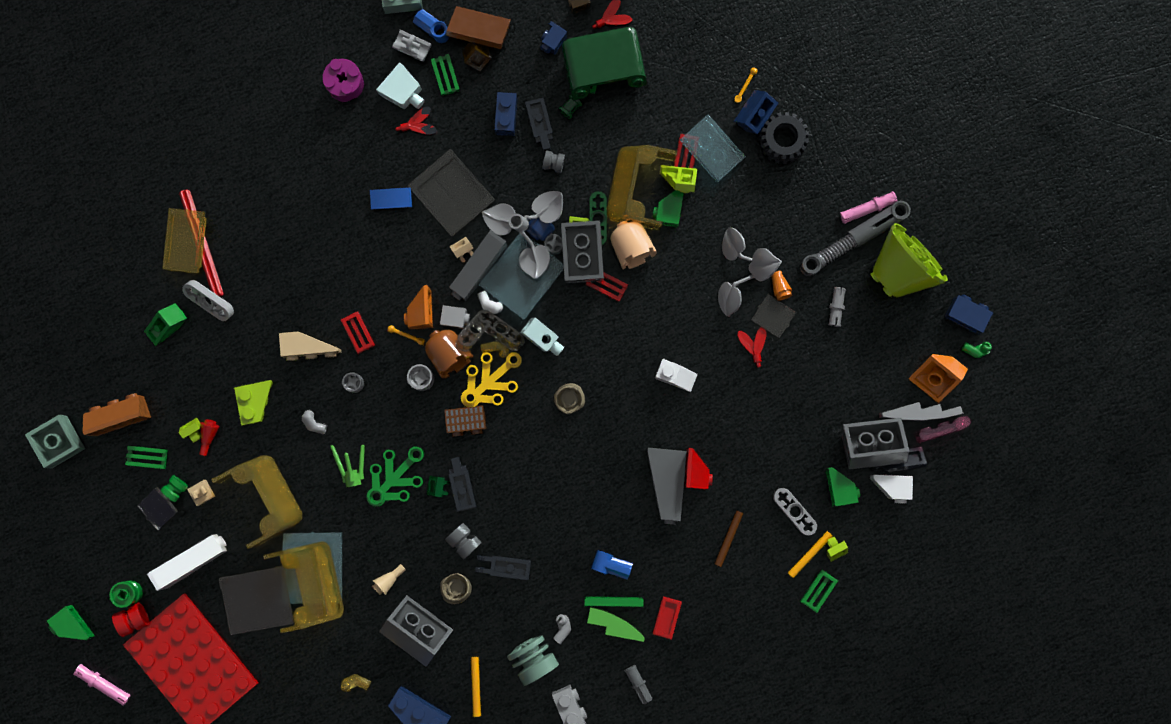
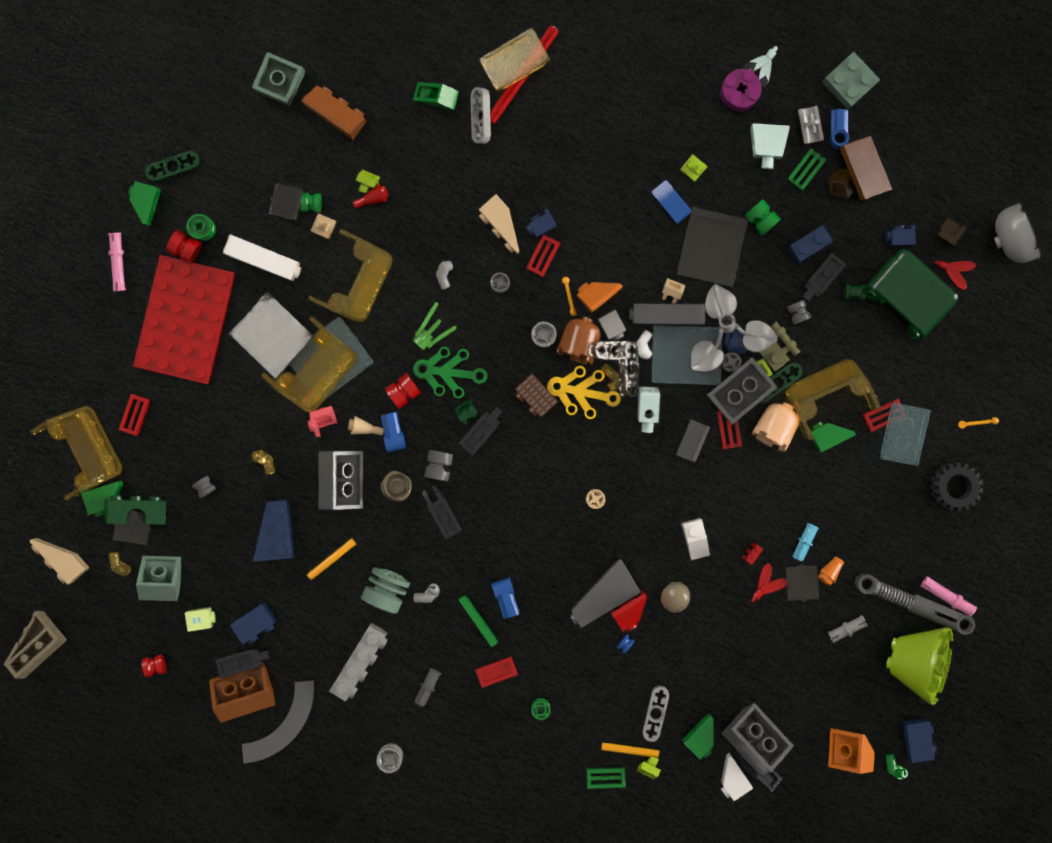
camera: 55 degrees right, 5 degrees up
(52, 583) = (160, 175): none -> dark green beam
(130, 455) = (311, 147): green tile -> none
(252, 401) = (426, 212): lime wing -> none
(331, 315) = (541, 224): none -> dark blue brick
(338, 47) = (763, 62): none -> light aqua piece
(354, 610) = (321, 418): none -> coral bracket
(377, 162) = (693, 168): none -> lime tile
(381, 526) = (402, 390): none -> red wheel
(414, 561) = (393, 436): none -> blue piece
(415, 124) = (747, 175): red piece -> none
(456, 135) = (762, 217): none -> green wheel
(569, 398) = (614, 466): dark tan hair -> none
(575, 205) = (774, 354): none -> olive plate
(586, 431) = (595, 498): none -> tan wheel
(595, 320) = (692, 441): none -> dark grey panel
(614, 624) = (460, 633): bright green slope -> none
(680, 177) = (860, 426): lime wing -> none
(711, 426) = (675, 597): none -> dark tan hair
(720, 494) = (625, 644): none -> blue bush
(720, 602) = (538, 706): none -> green wheel
(721, 337) = (752, 553): none -> red tile
(728, 539) = (595, 676): reddish brown bar -> none
(747, 298) = (805, 542): none -> medium azure axle
(756, 111) = (961, 448): dark blue brick -> none
(762, 267) = (836, 545): light grey plant -> none
(915, 413) = (806, 753): light grey slope -> none
(944, 429) = (810, 786): clear pink hinge -> none

